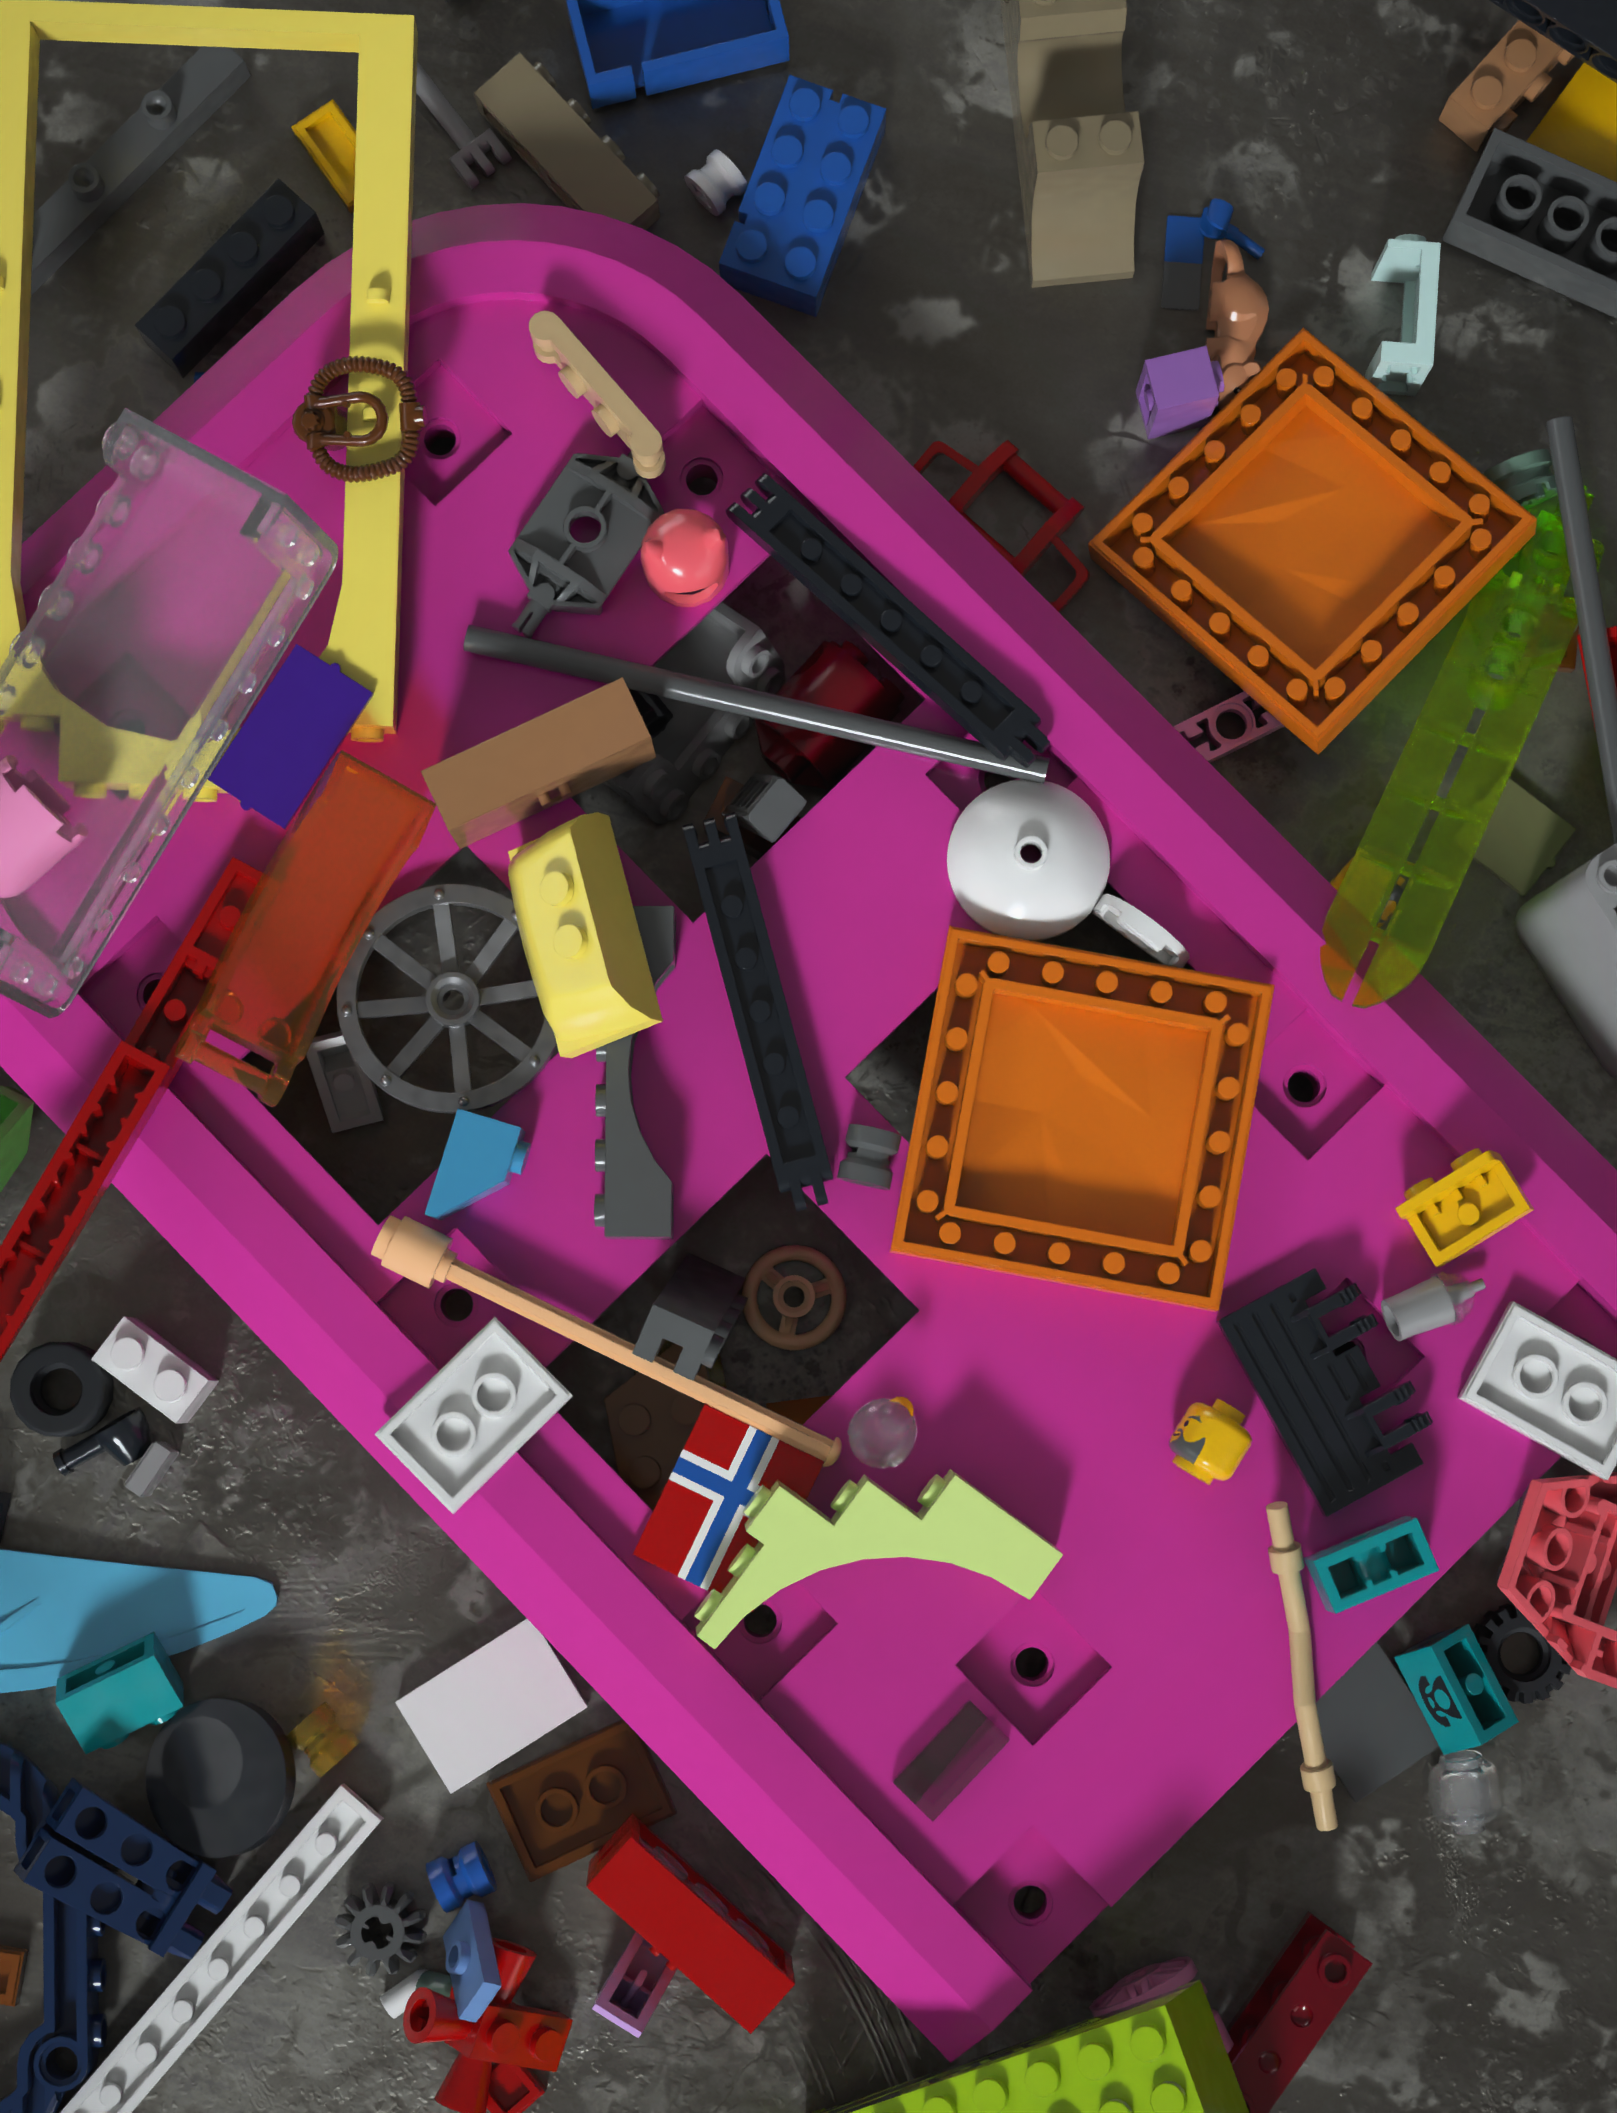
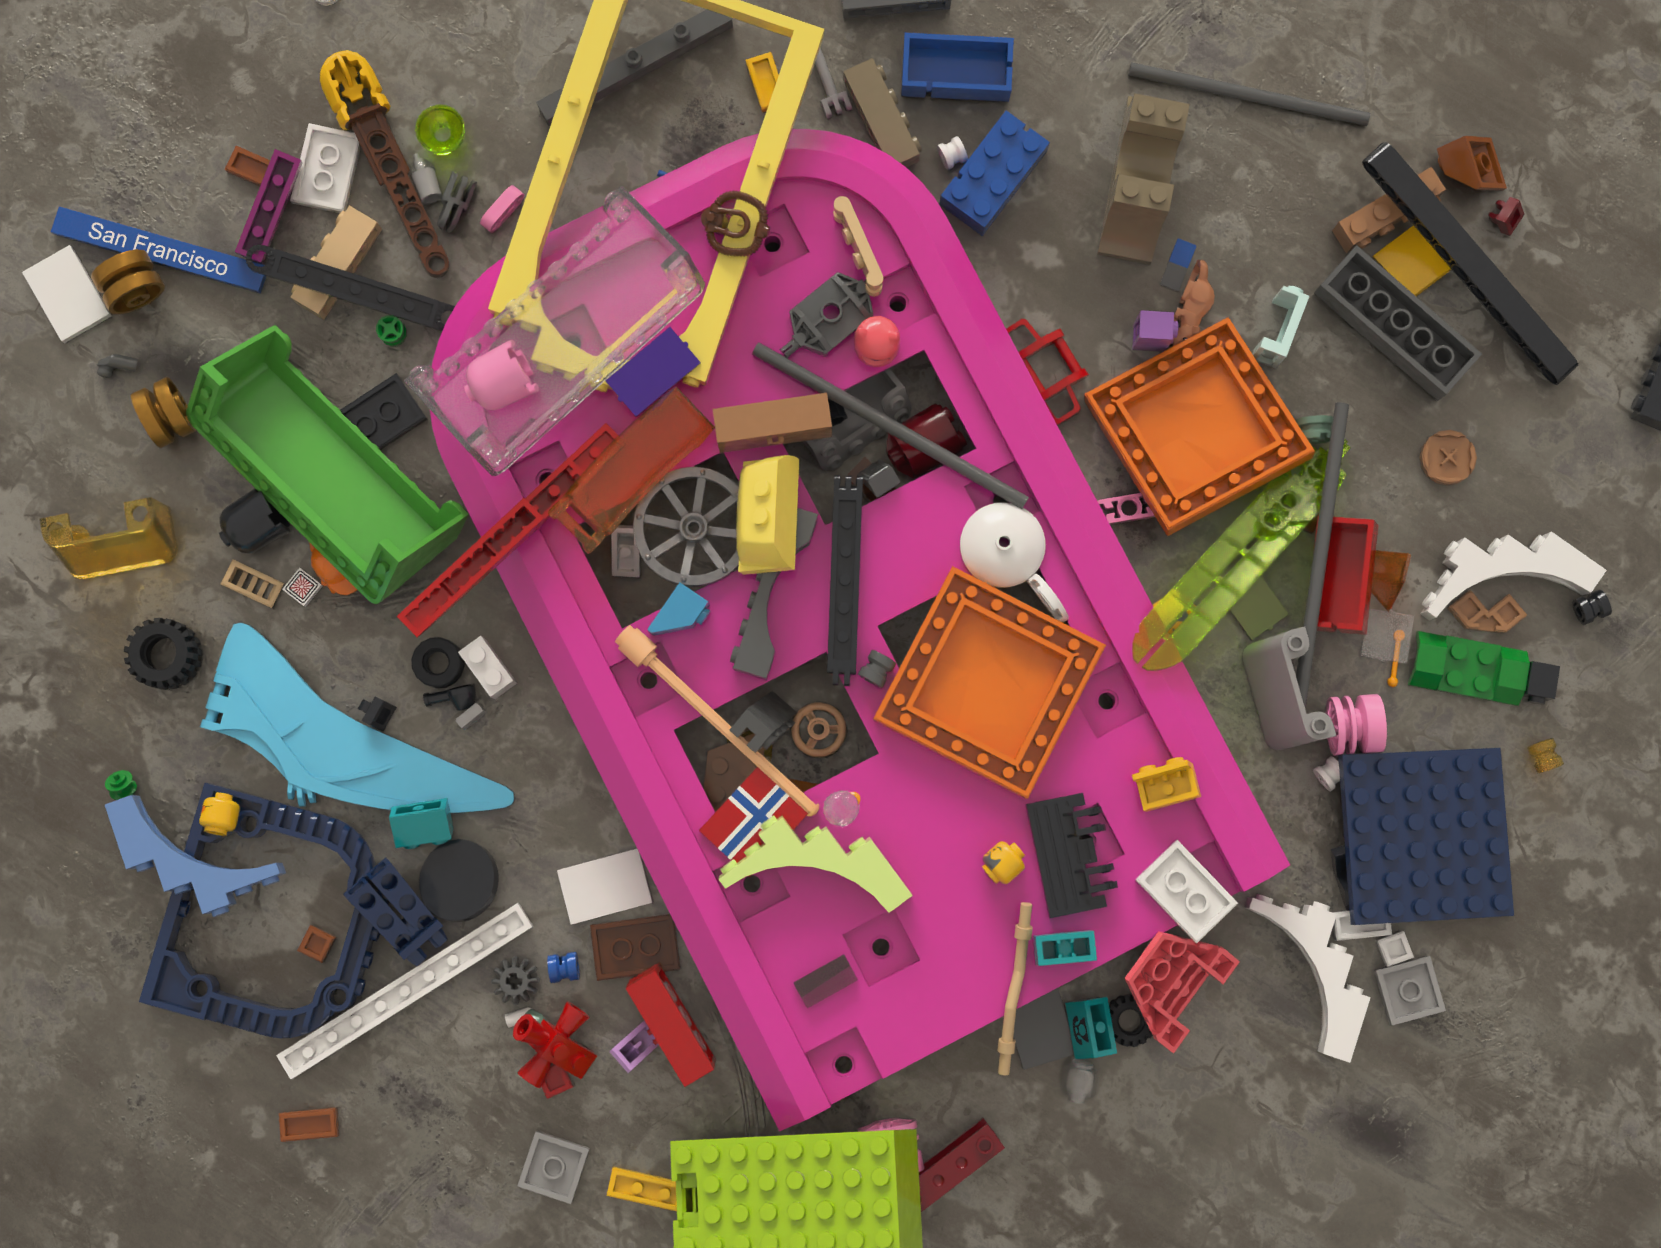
camera: 15 degrees right, 0 degrees up
(230, 278) = (691, 128): black brick -> none
(322, 1739) = (515, 877): clear yellow wheel -> none
(471, 1961) = (556, 1009): medium blue plate -> none
(473, 1415) = (641, 737): white tile -> none
(889, 622) = (969, 404): black hinge -> none
(1216, 225) = (1201, 250): blue hand -> none
(1430, 1304) = (1135, 828): light grey piece -> none

